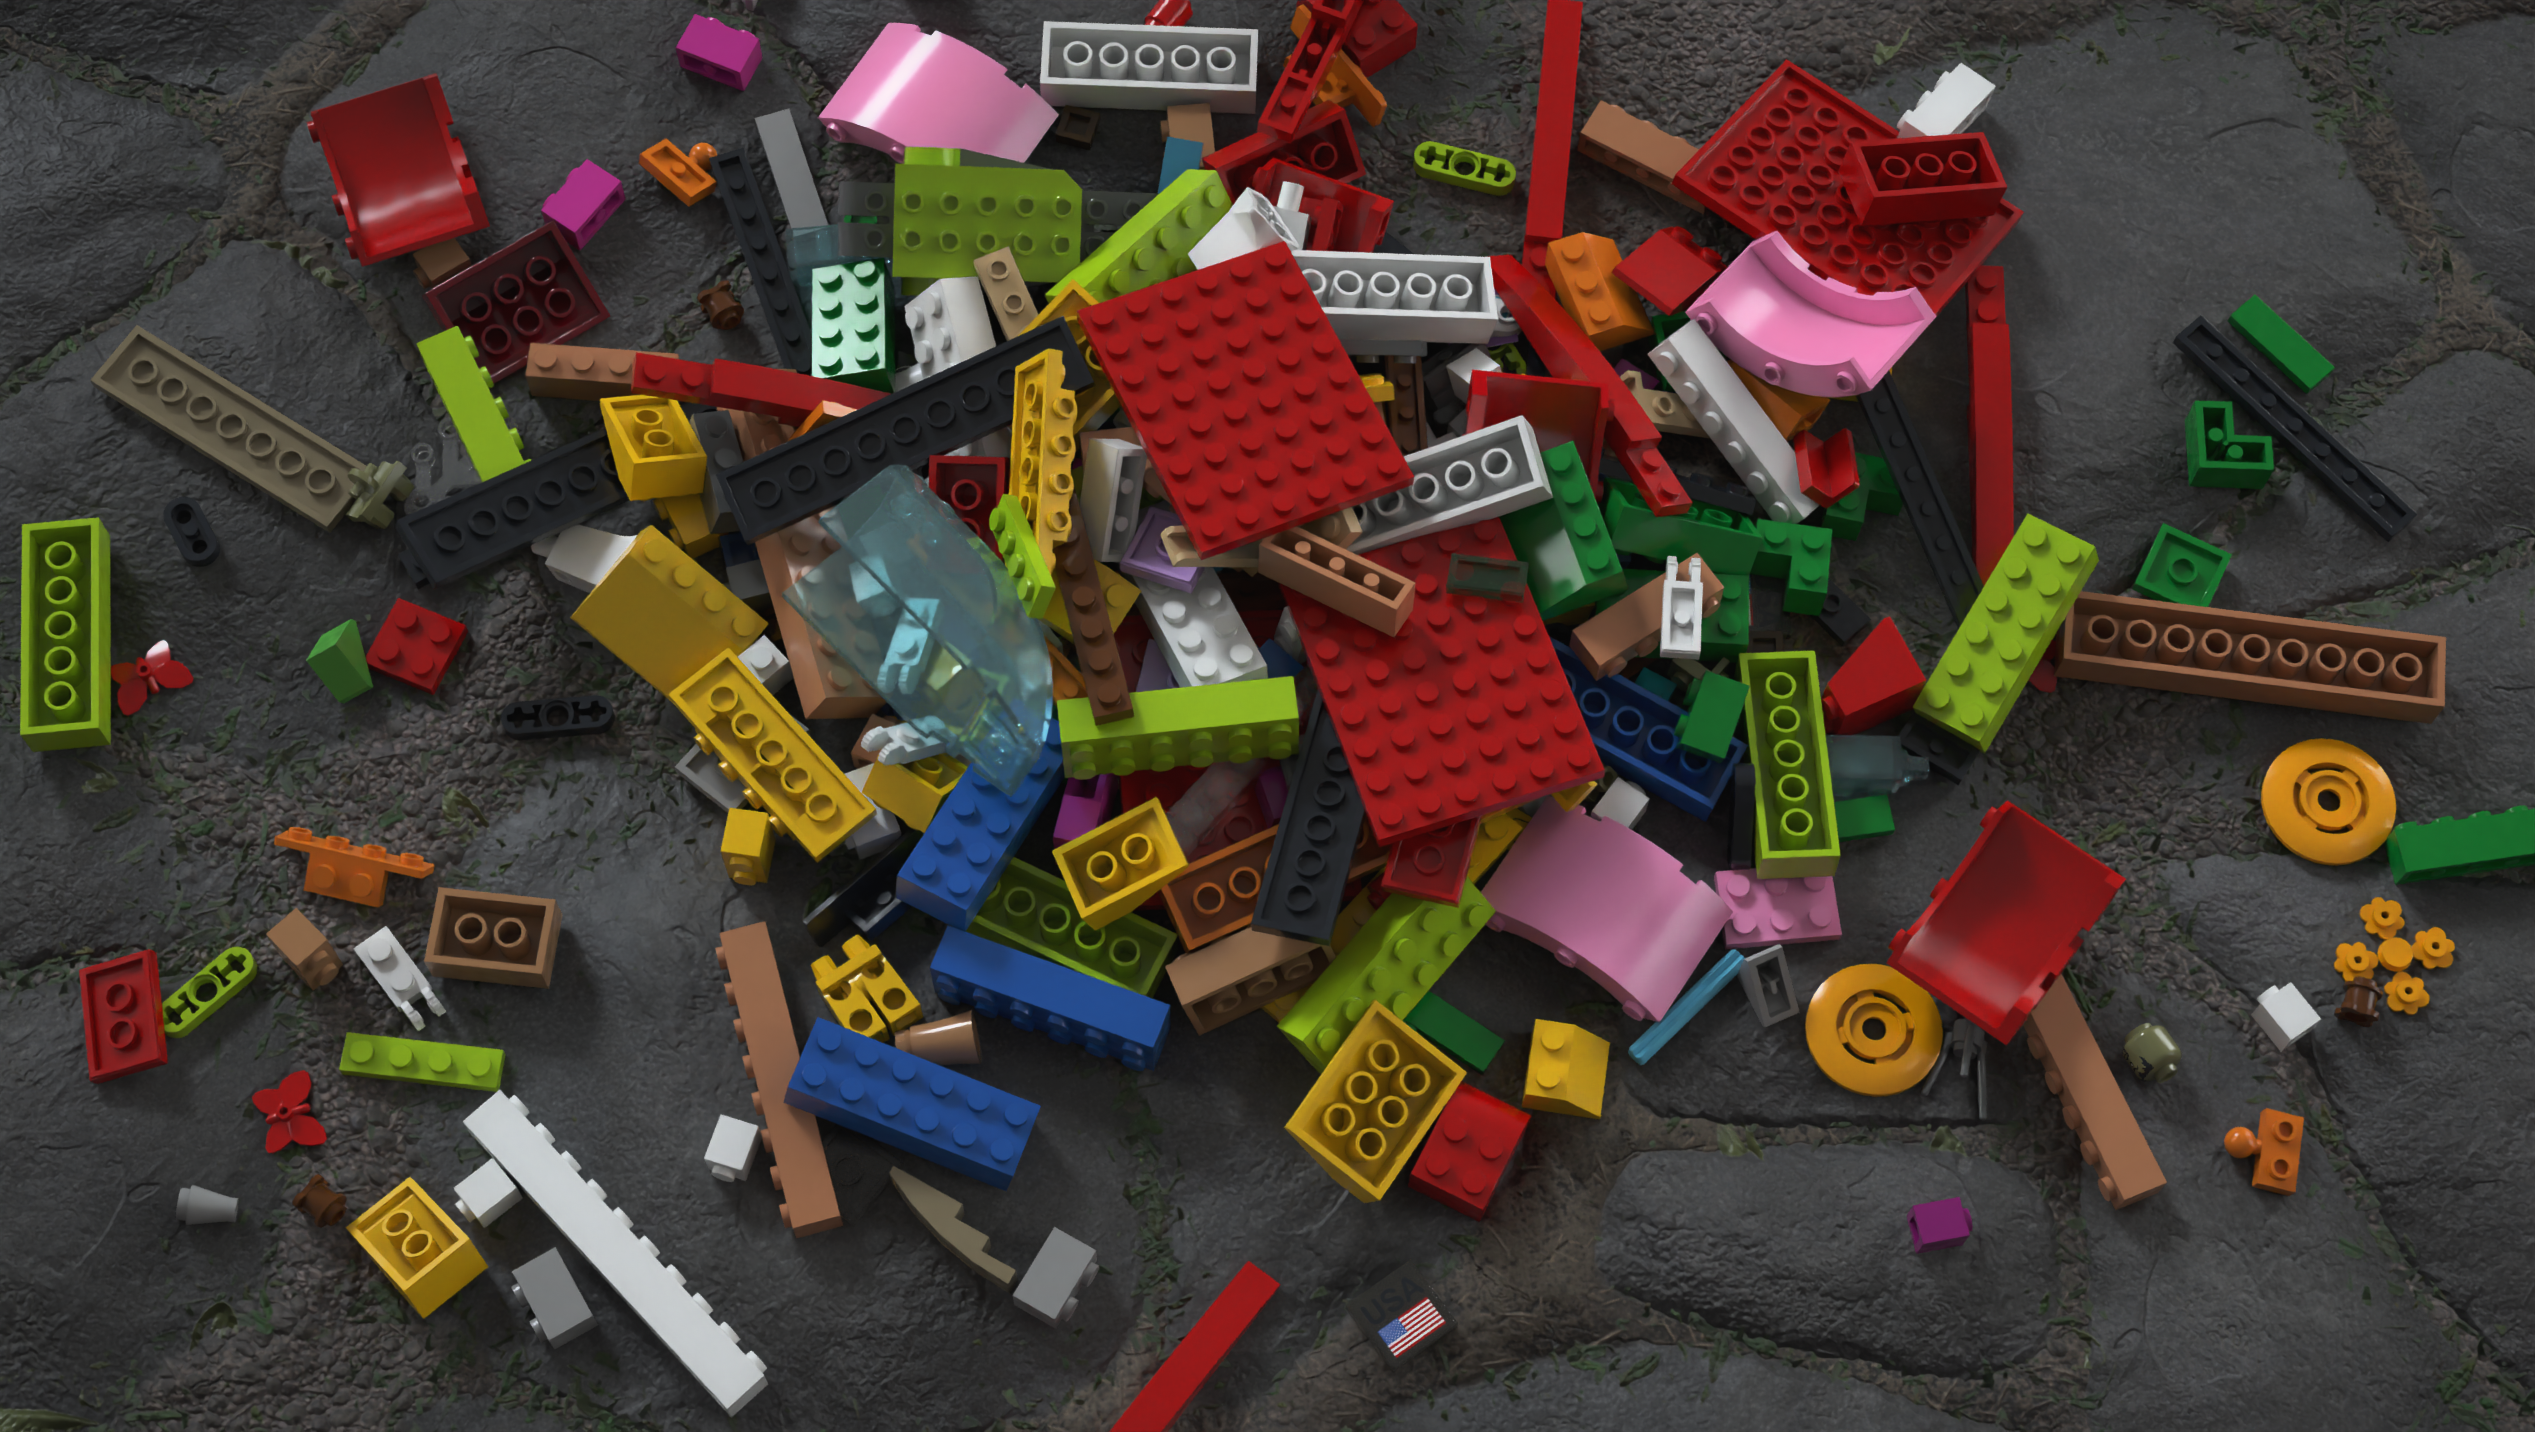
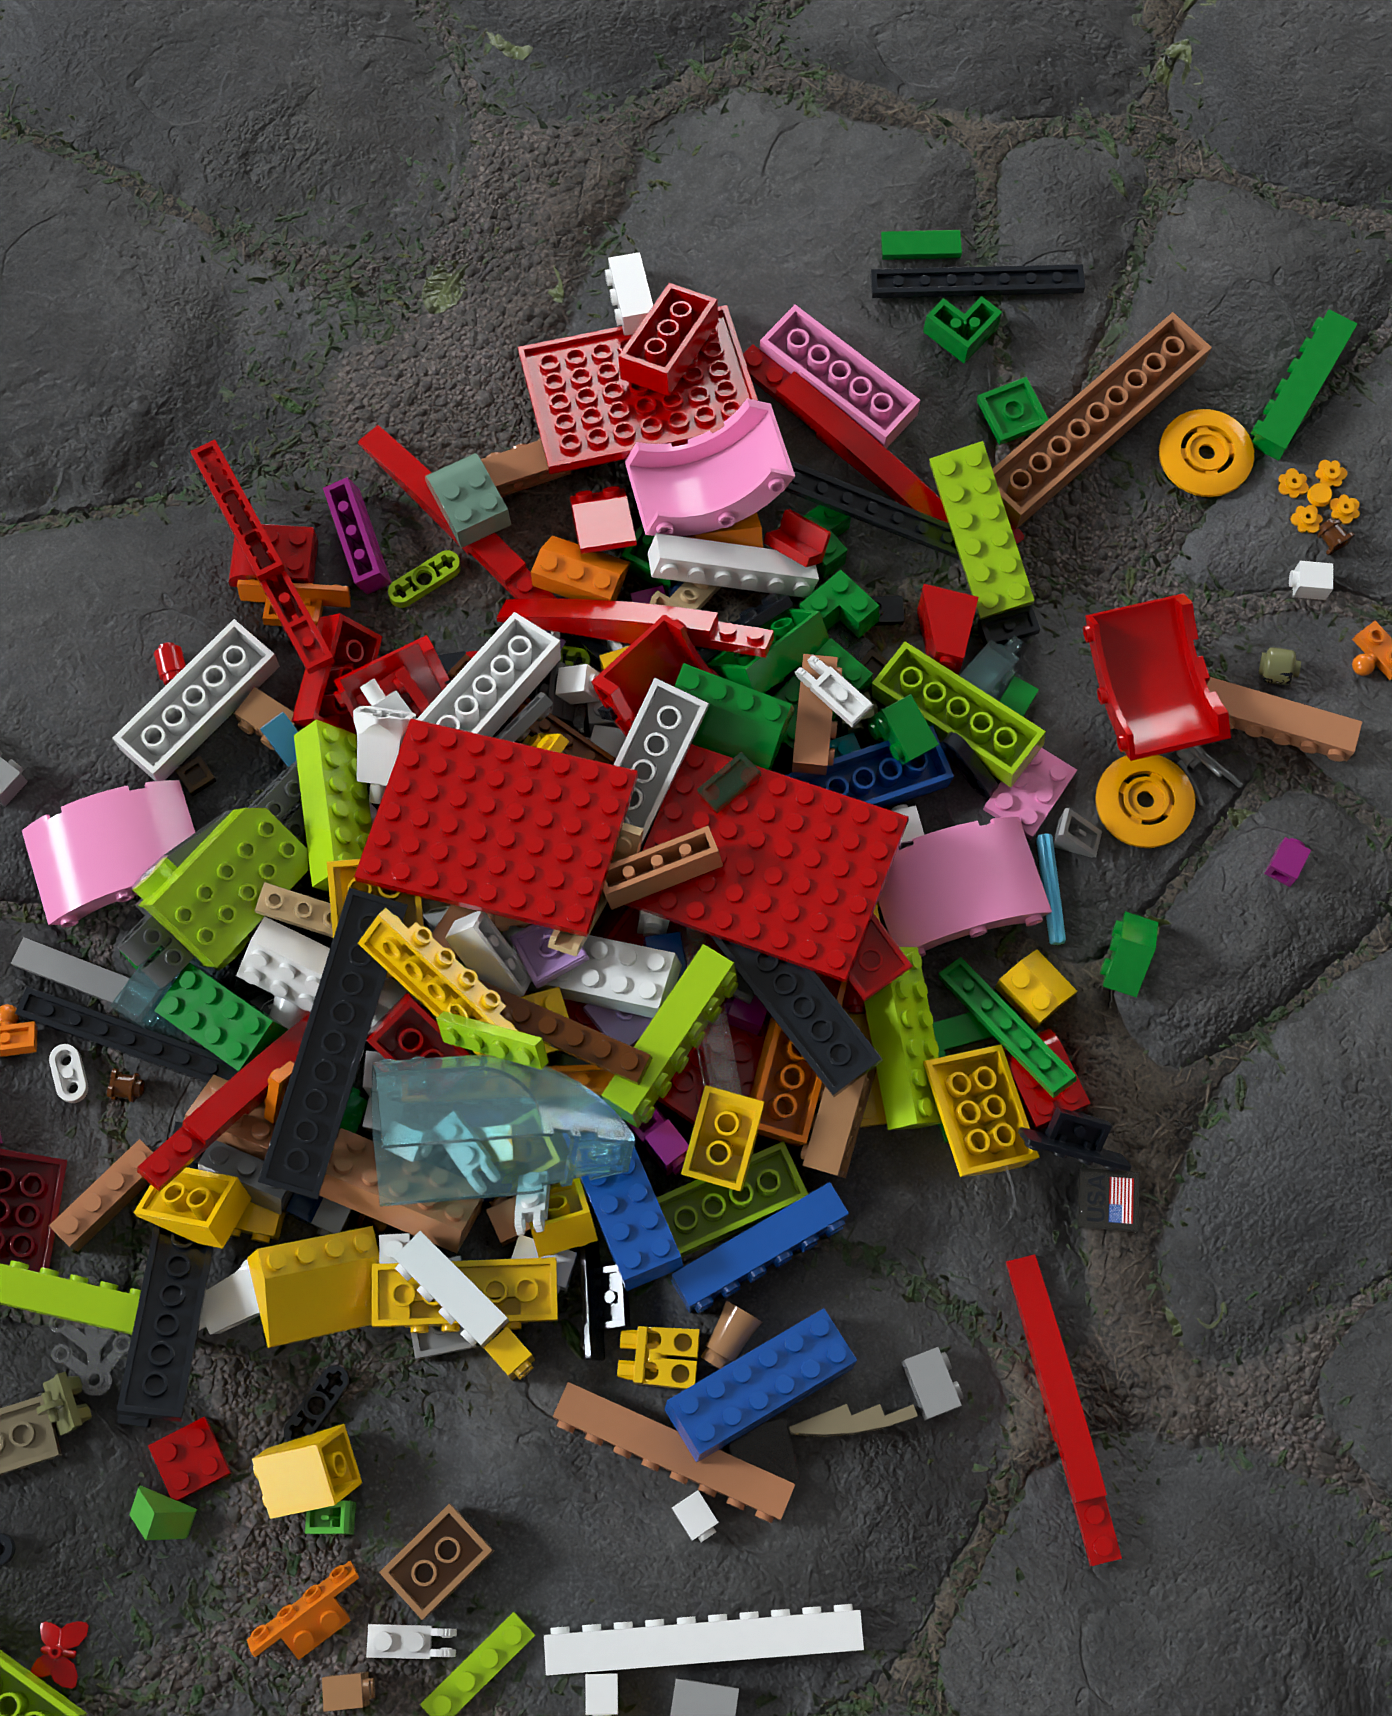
camera: 50 degrees left, 5 degrees up
(462, 814) = (332, 1519): none -> bright green slope
(486, 754) = (307, 1472): none -> yellow slope
(690, 252) = (68, 1075): none -> white plate
(760, 732) = (451, 1289): none -> white brick
(1434, 1224) = (1077, 1137): none -> black bracket
(1448, 71) = (357, 536): none -> magenta brick
(1490, 1065) = (1007, 1027): none -> green plate
(1573, 134) = (468, 500): none -> sand green brick
(1684, 1132) = (1132, 952): none -> green brick
(2049, 375) = (841, 375): none -> bright pink brick

